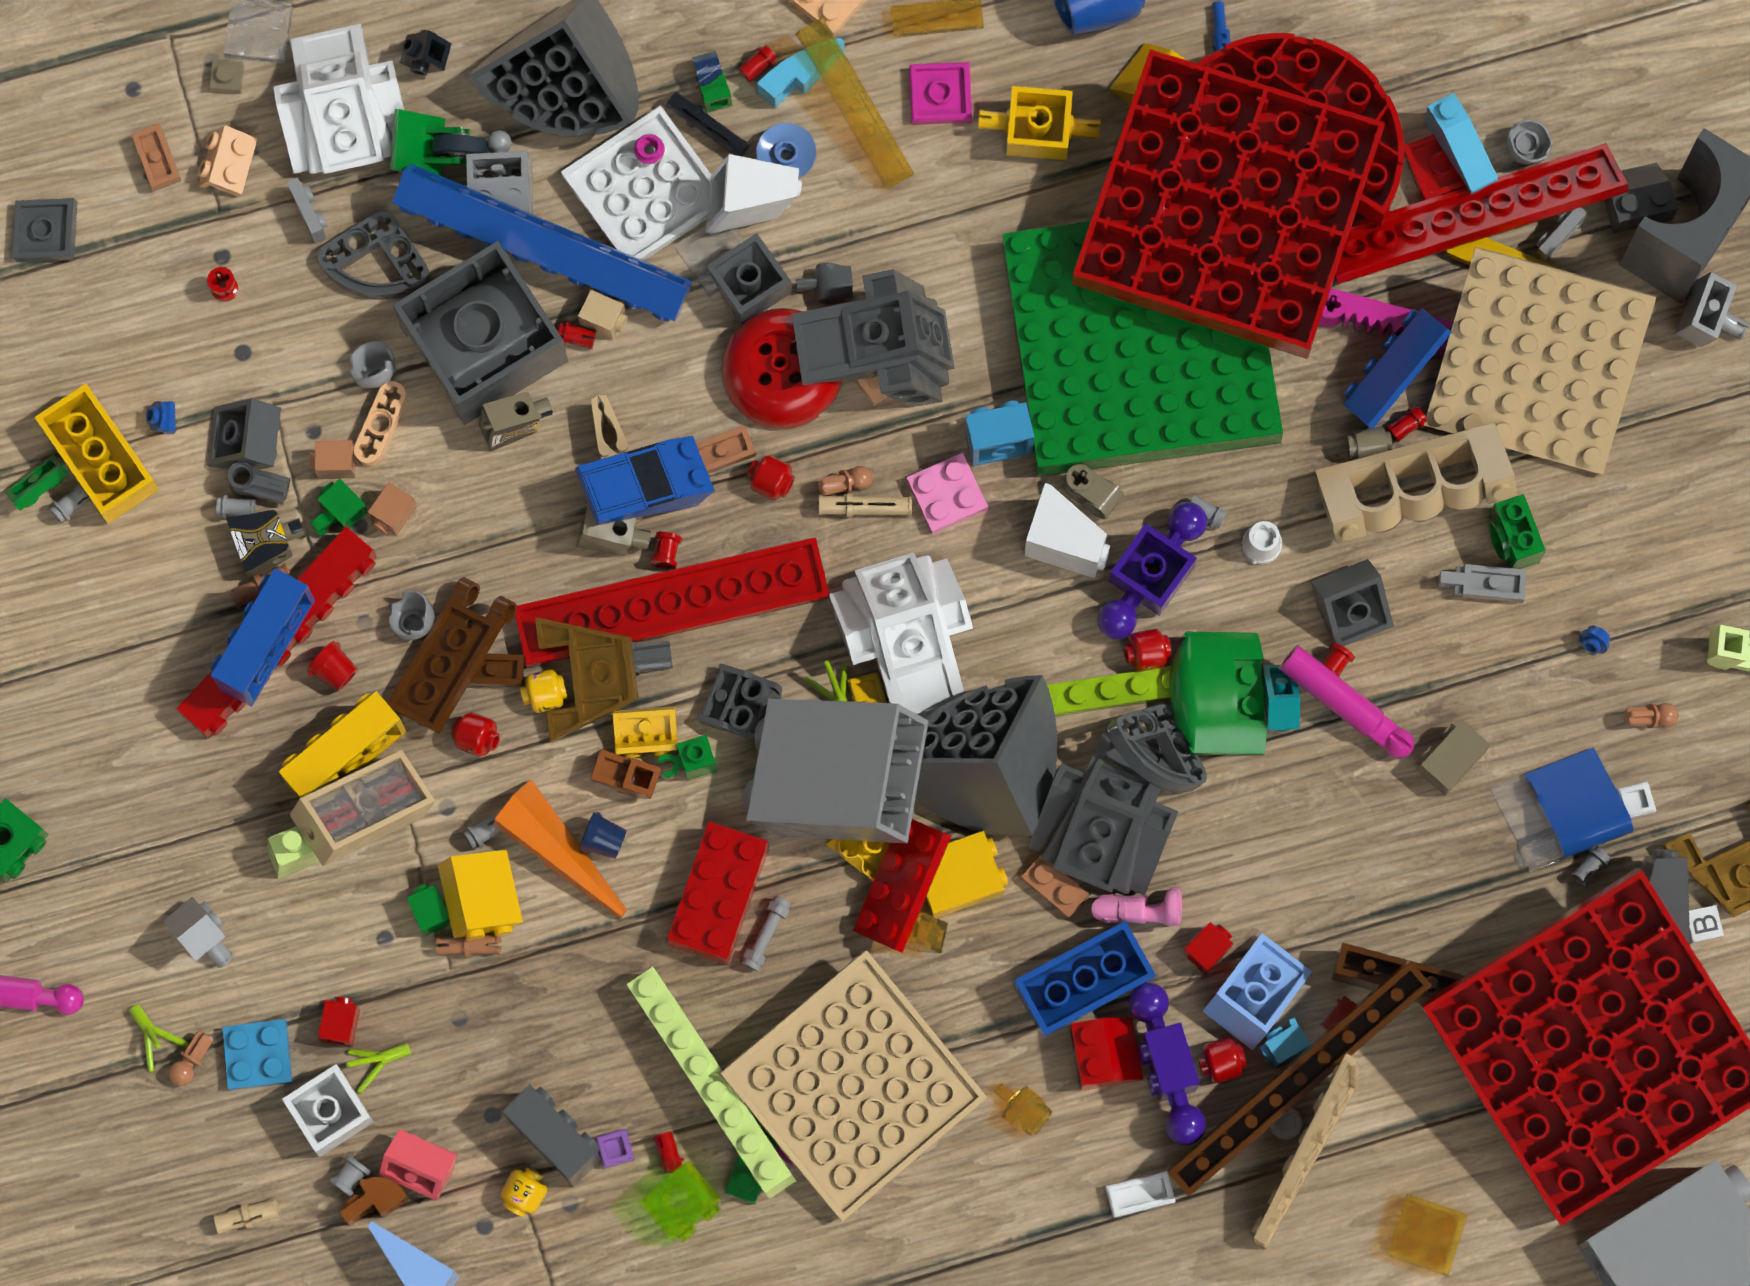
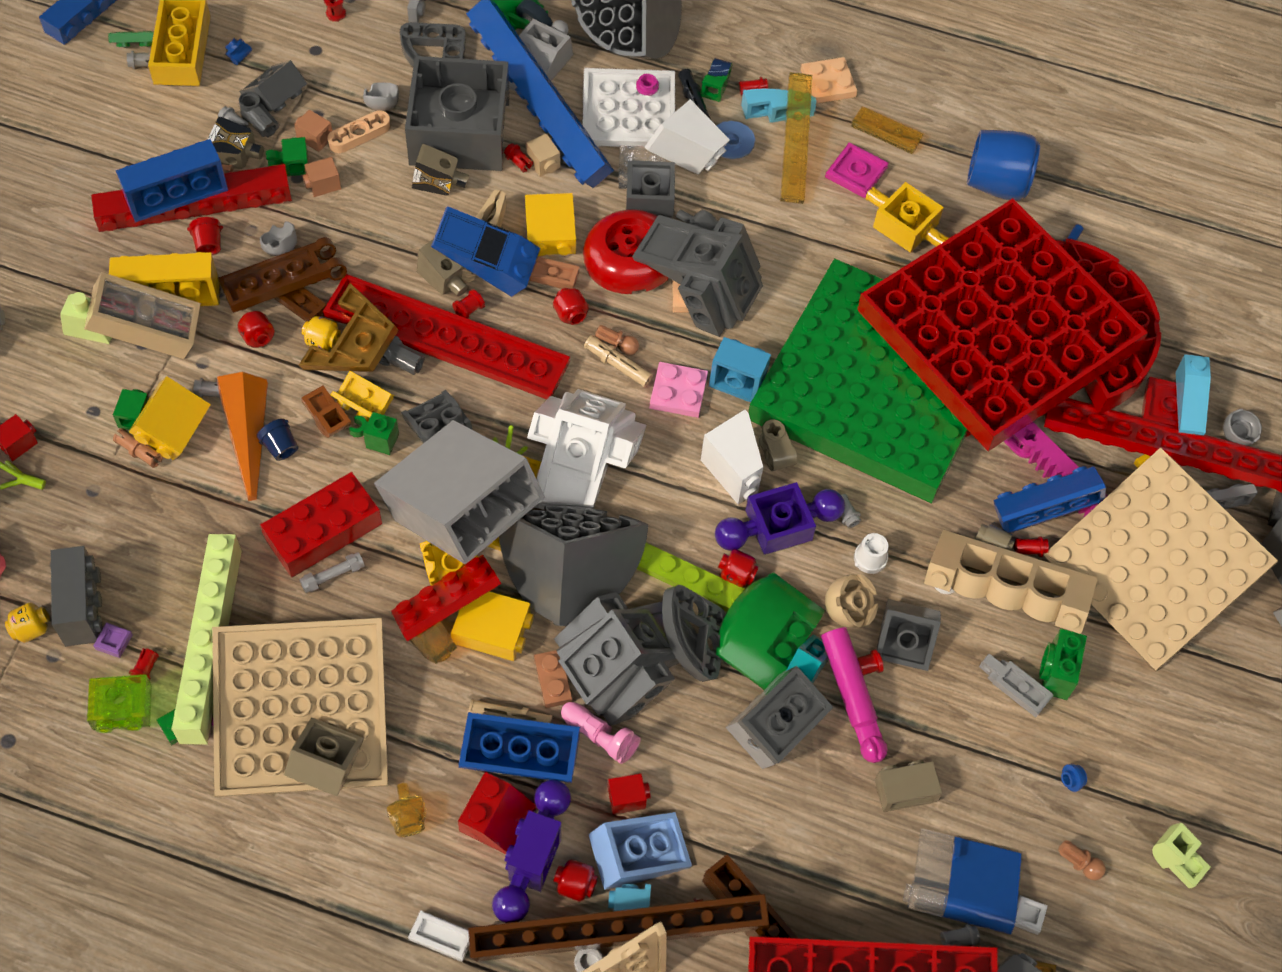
camera: 30 degrees right, 15 degrees down
(675, 395) = (551, 223): none -> yellow brick
(916, 1115) = (323, 756): none -> dark tan slope
(1011, 967) = (503, 711): none -> tan pin
(1280, 610) = (851, 601): none -> tan cylinder
(1297, 778) = (779, 717): none -> dark grey piece

